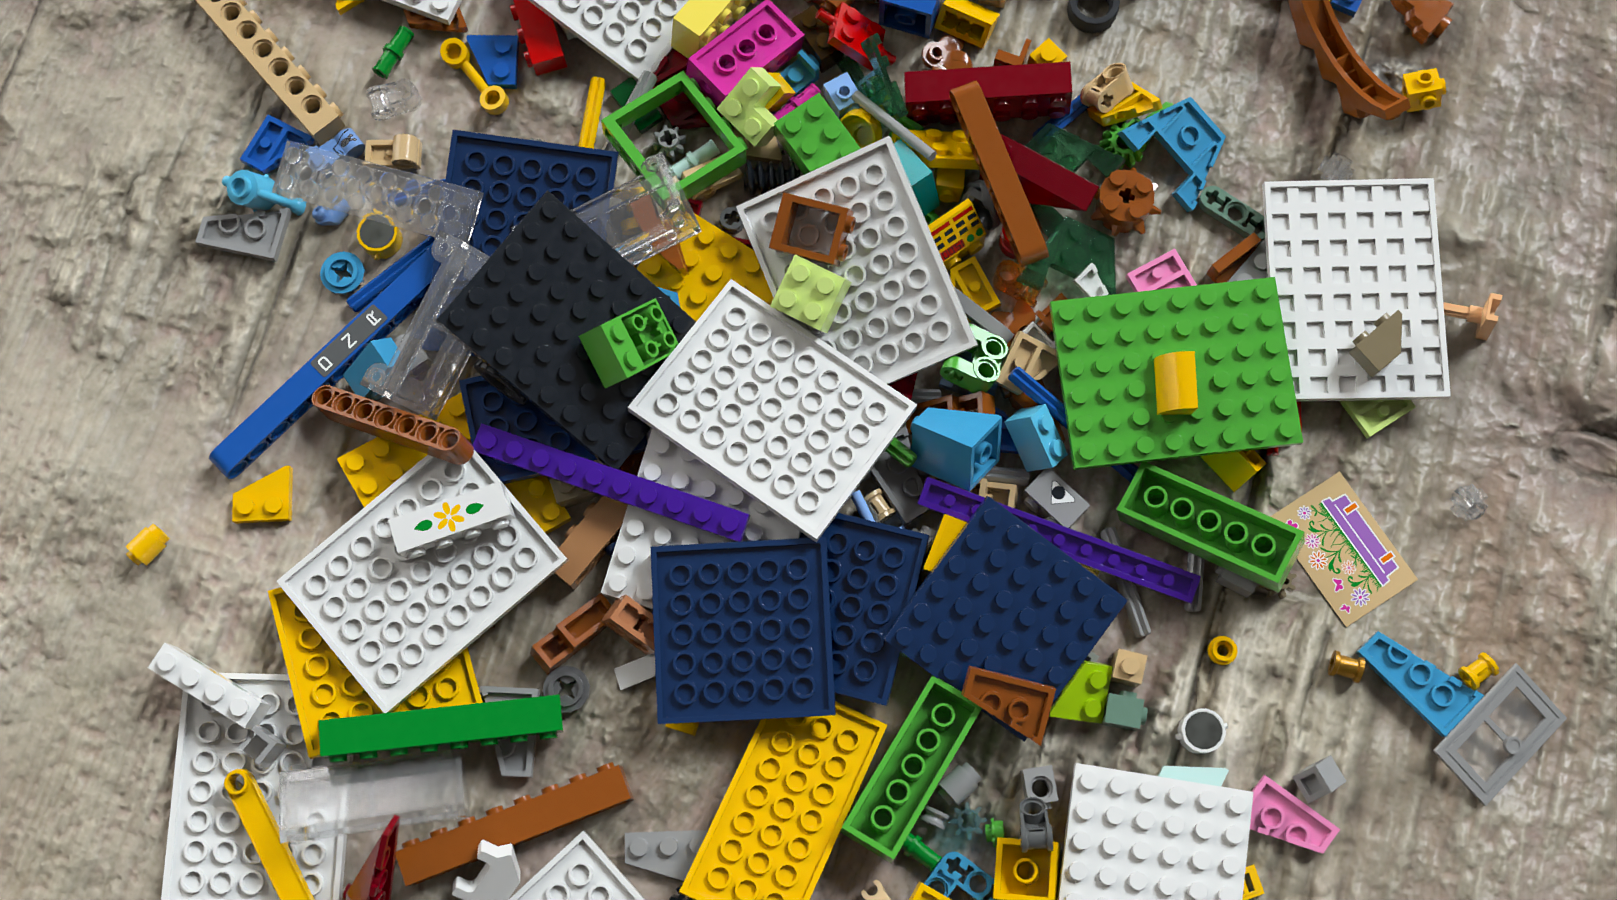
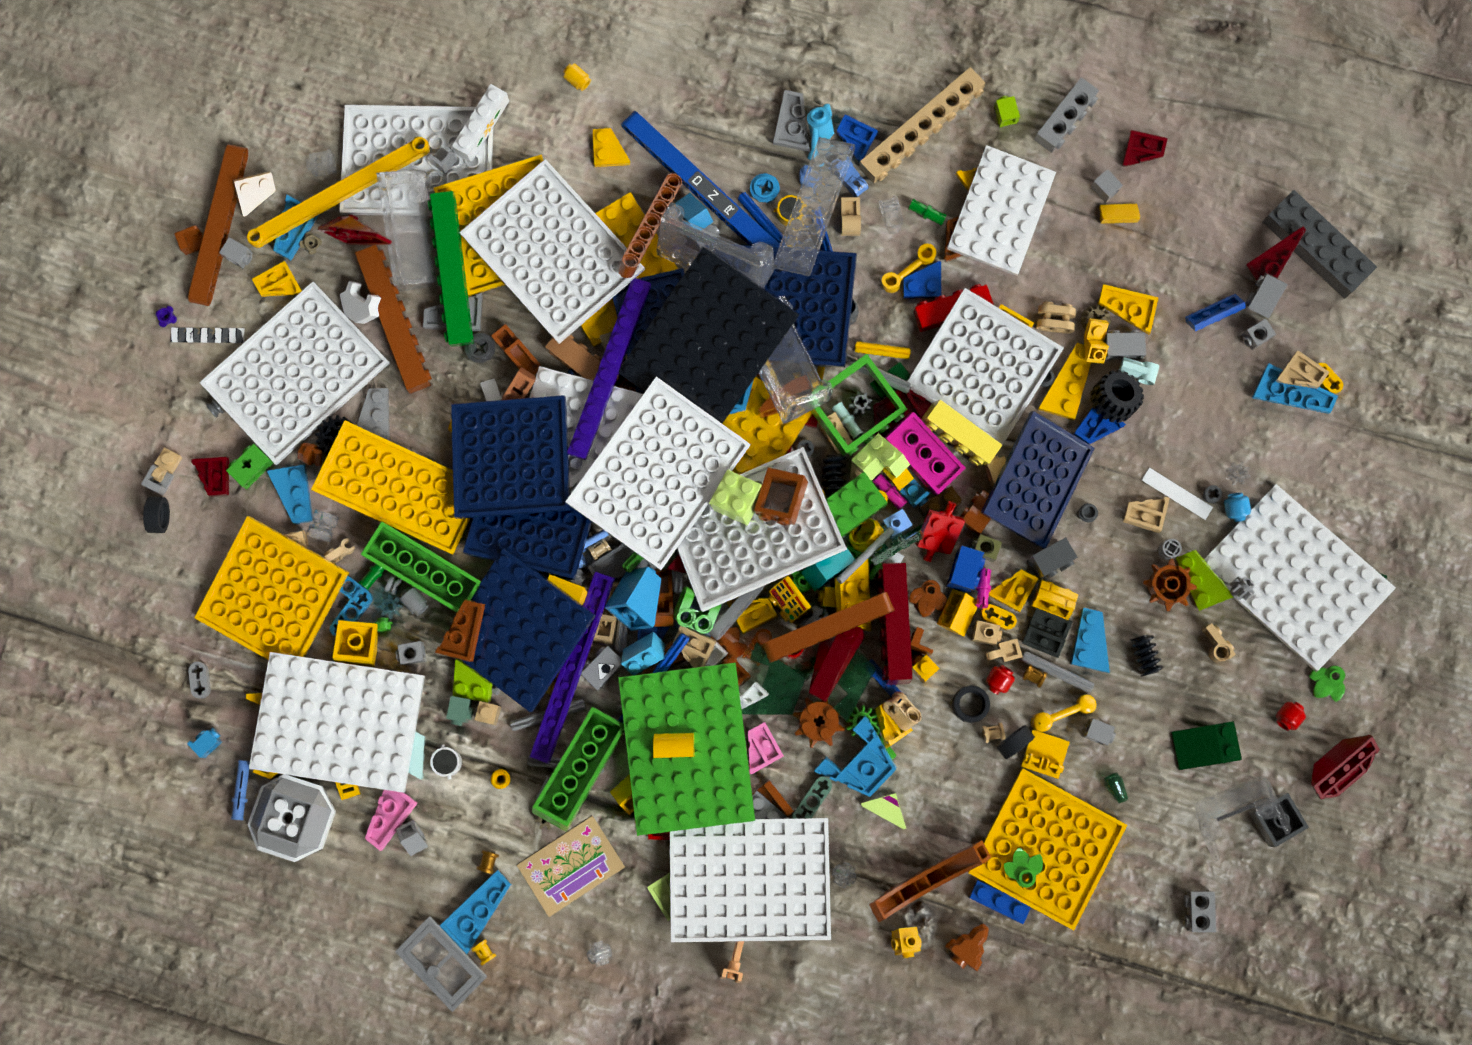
camera: 85 degrees right, 5 degrees up
(452, 519) = (581, 266): white brick -> none
(629, 343) = (699, 376): bright green slope -> none
(1034, 825) = (381, 645): dark grey piece -> none
(1239, 115) = (887, 808): none -> yellowish green tile
(1380, 346) = (704, 892): dark tan slope -> none

